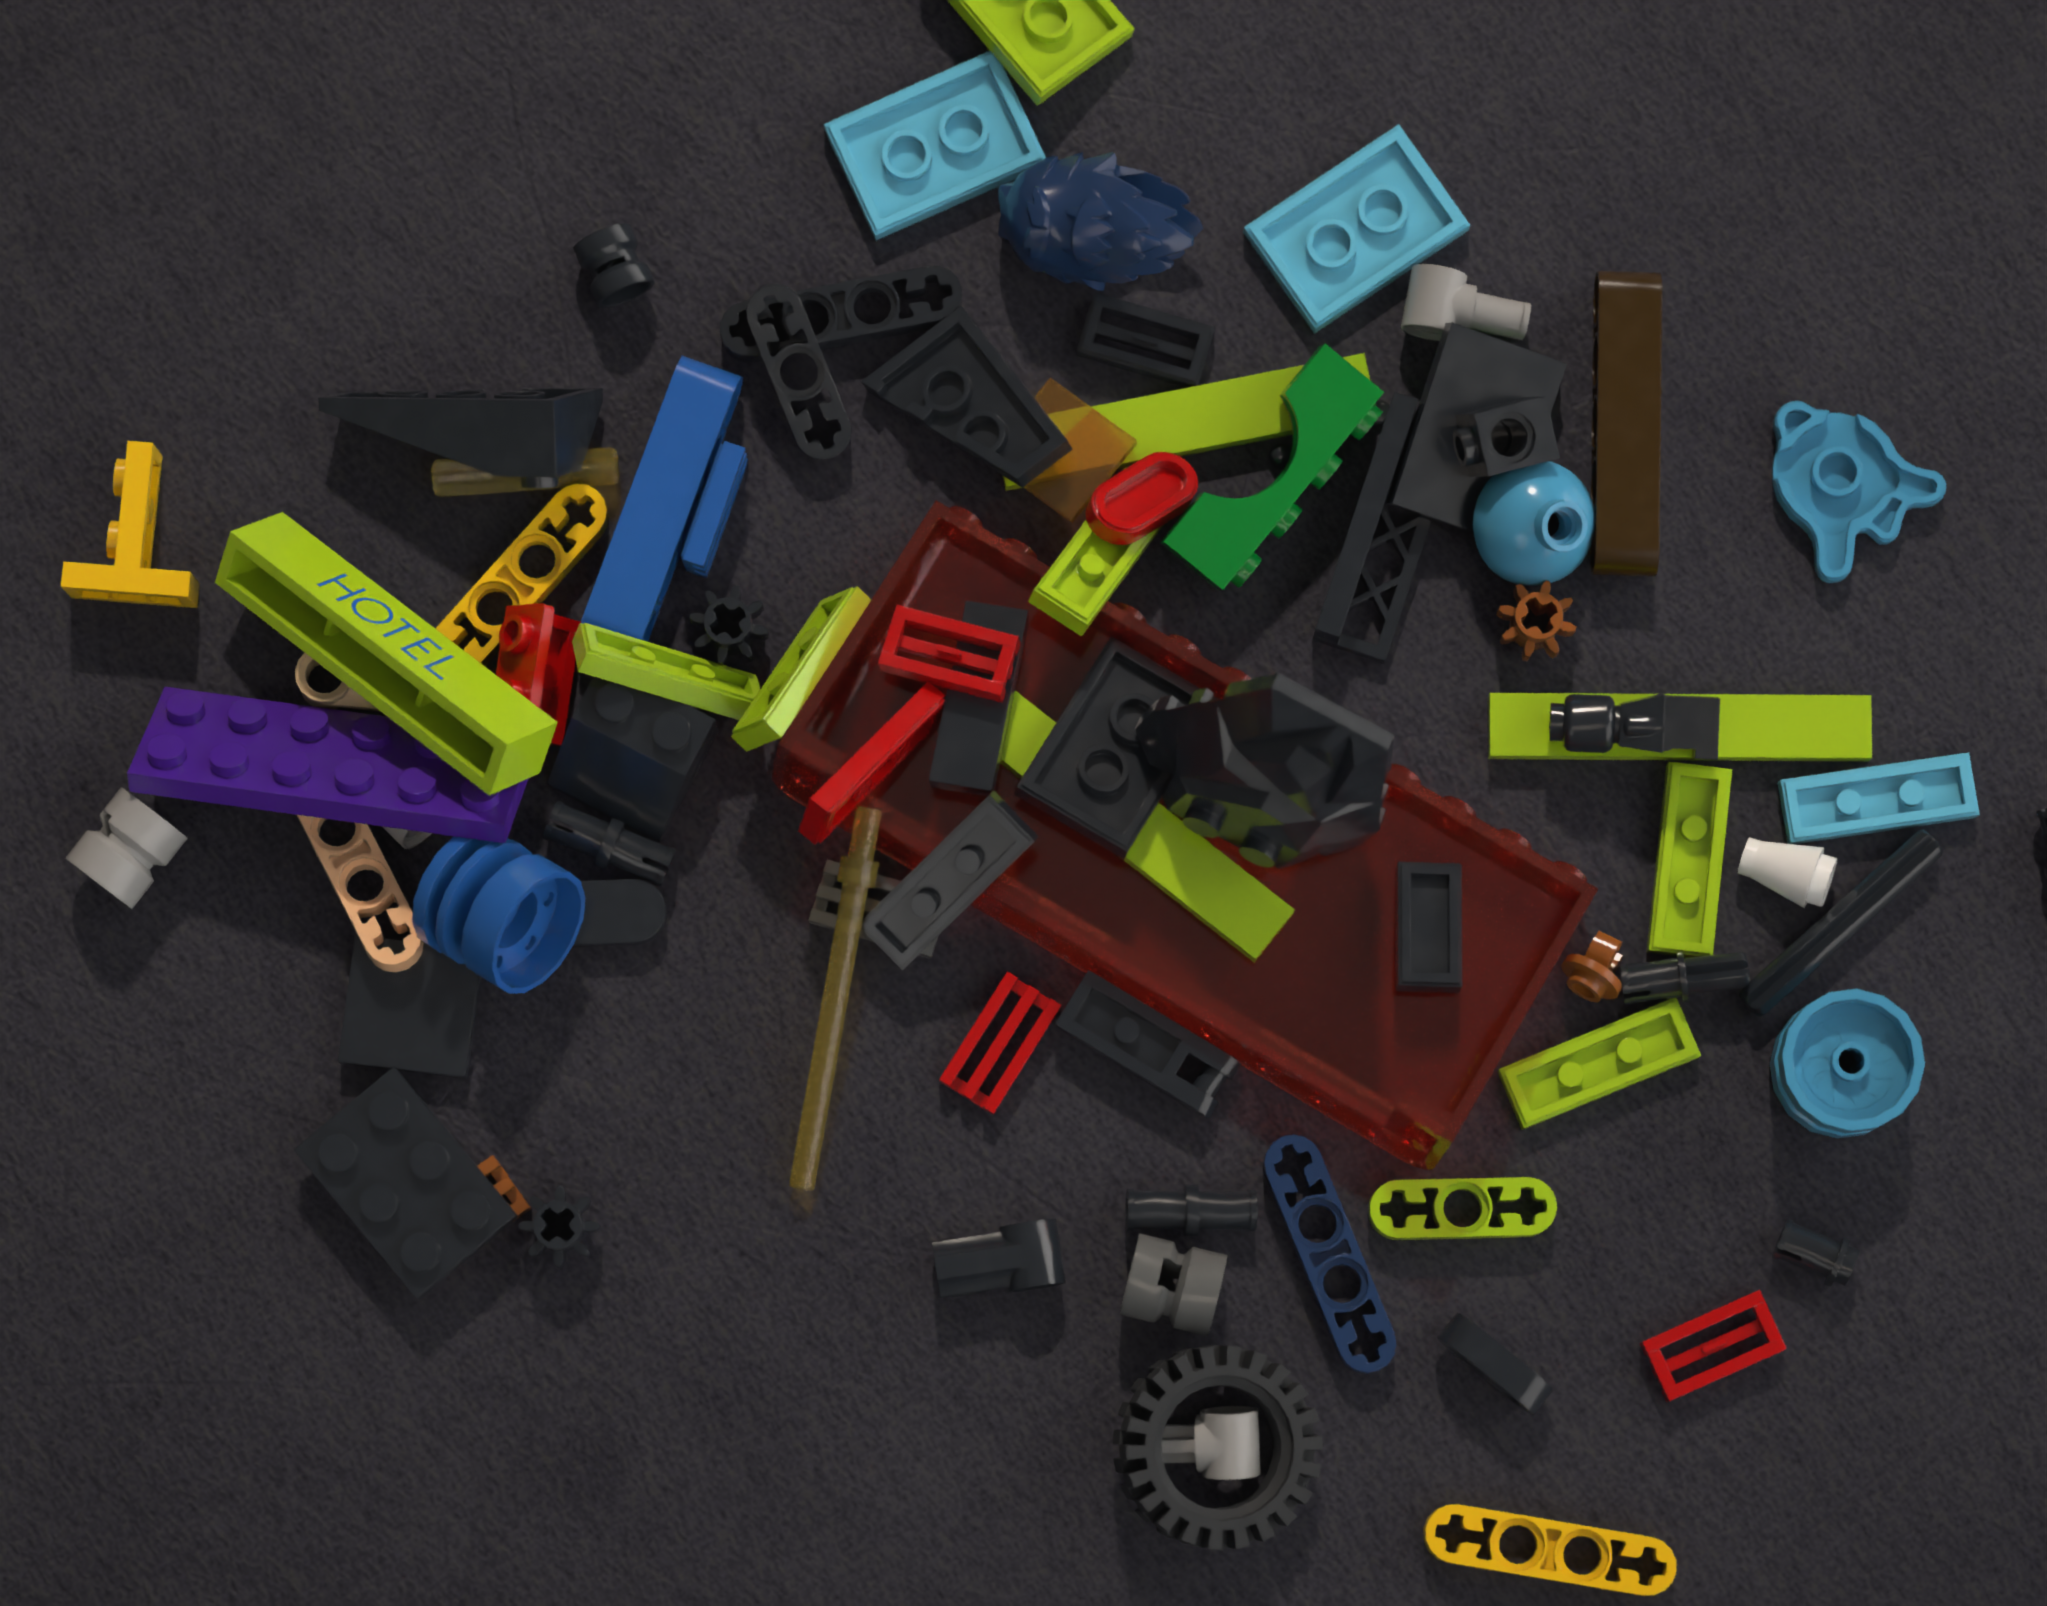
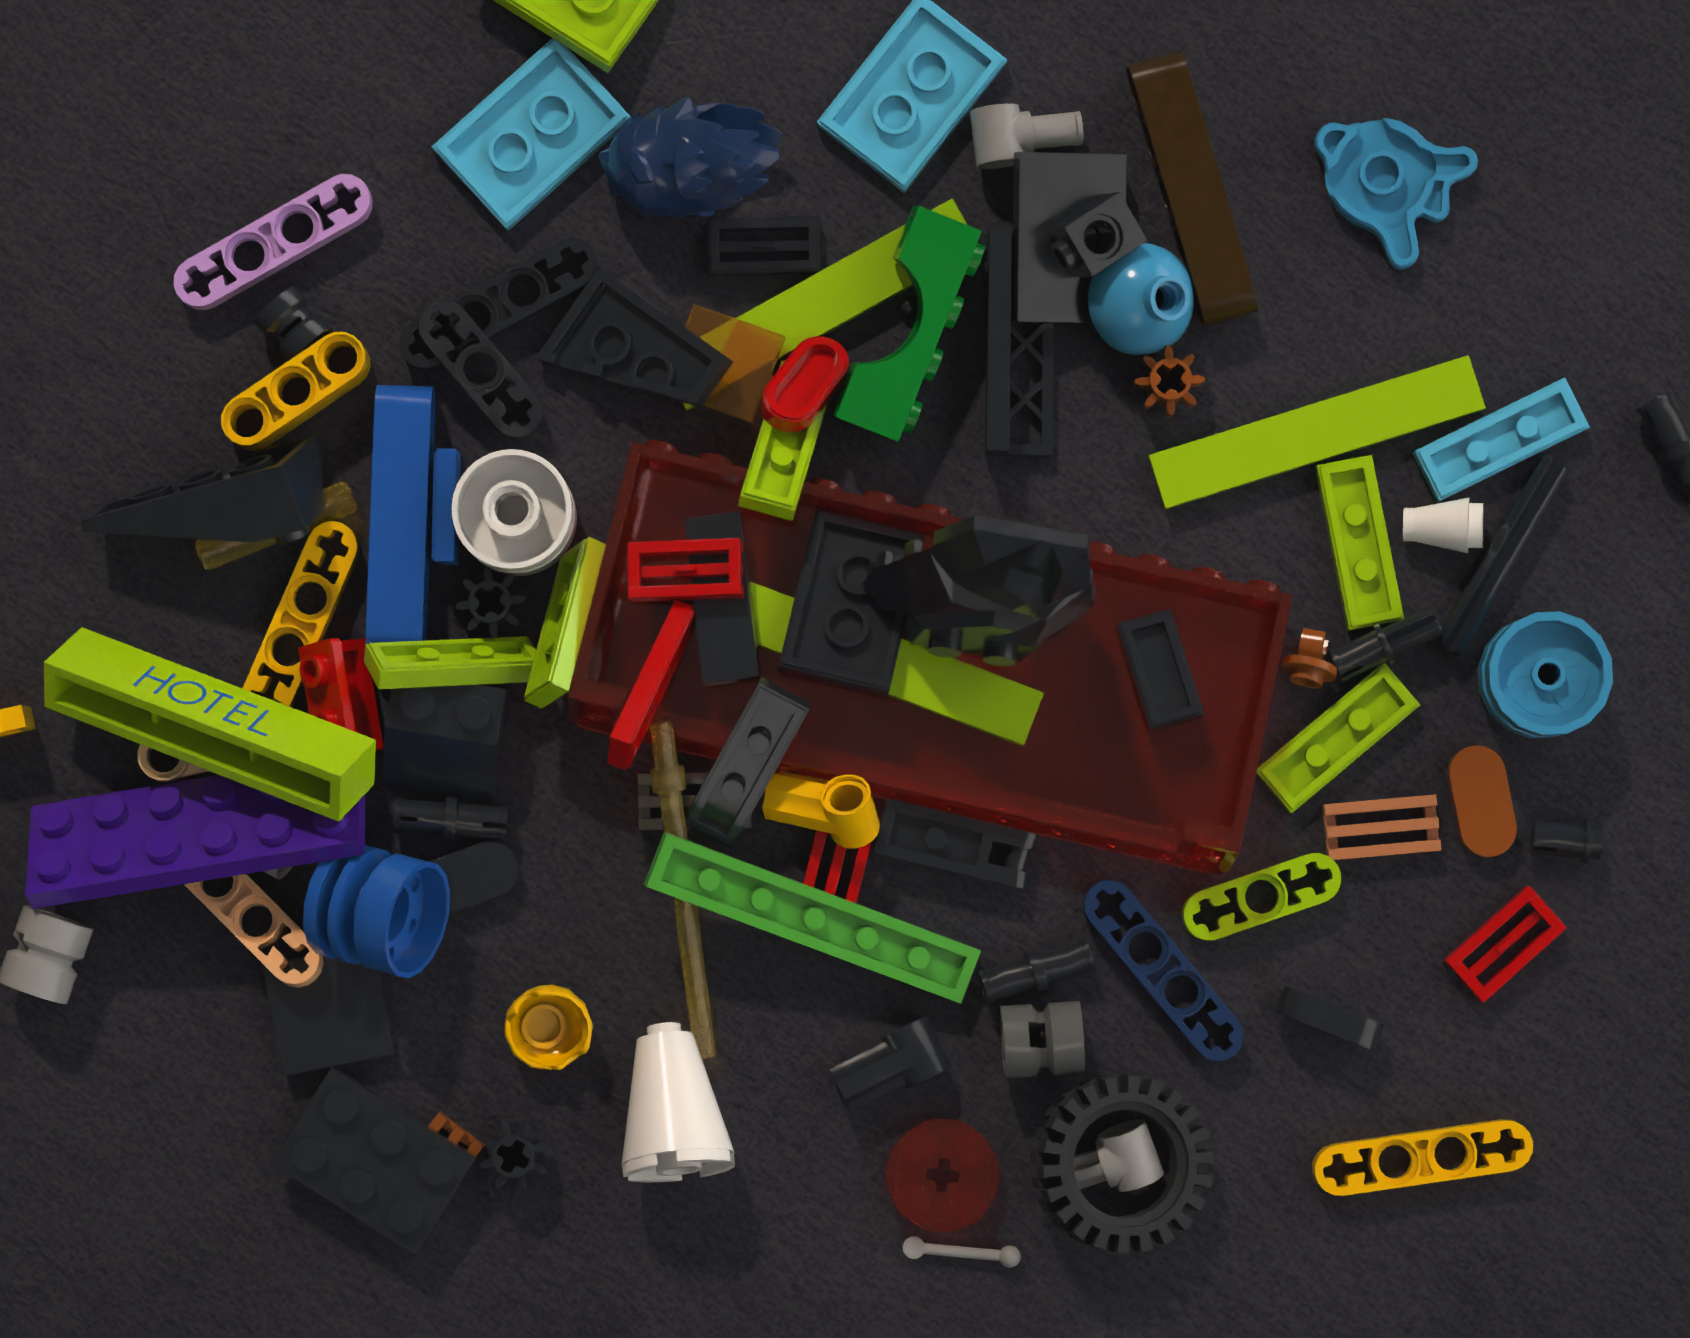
camera: 20 degrees left, 5 degrees up
(615, 311) = (268, 392): none -> yellow beam
(620, 161) = (268, 233): none -> lavender beam
(641, 1100) = (548, 1027): none -> yellow hair
(746, 1235) = (672, 1111): none -> white cone
(785, 535) = (514, 512): none -> white wheel
(963, 1470) = (915, 1247): none -> light grey hinge
(966, 1071) = (812, 917): none -> bright green plate
(1030, 959) = (833, 806): none -> yellow piece
(1051, 1382) = (967, 1153): none -> clear red plate
(1645, 723) = (1287, 442): black piece -> none
(1671, 1186) = (1429, 823): none -> nougat tile
(1736, 1182) = (1481, 801): none -> dark orange tile

